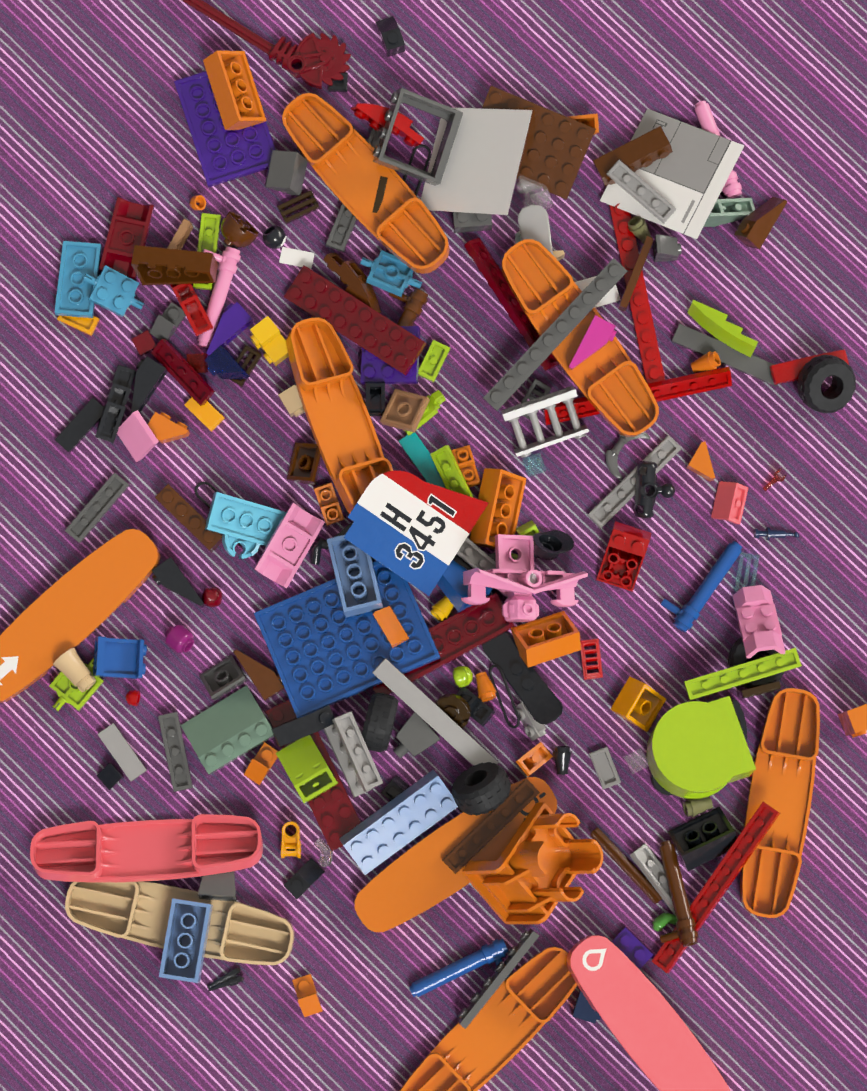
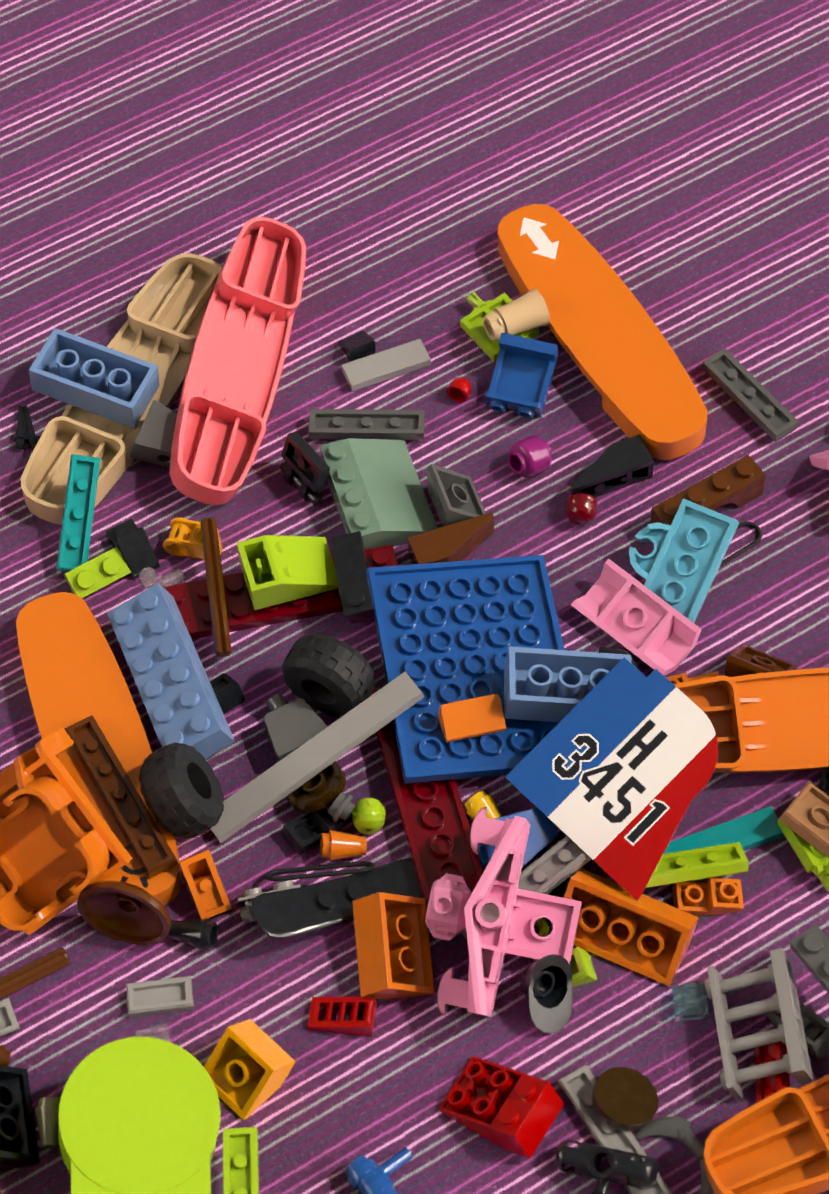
camera: 105 degrees right, 25 degrees down
(223, 782) = (304, 468): none -> black plate
(261, 764) = (314, 522): orange slope -> none
(294, 917) = (78, 512): none -> teal tile
(328, 812) = (215, 587): none -> reddish brown axle
(330, 894) = (97, 573): none -> lime plate
(353, 754) = (279, 627): light grey fence -> none
(464, 691) = (341, 807): none -> dark grey plate
(564, 793) = (124, 912): none -> reddish brown dish
(604, 488) = (625, 1098): none -> dark brown tile

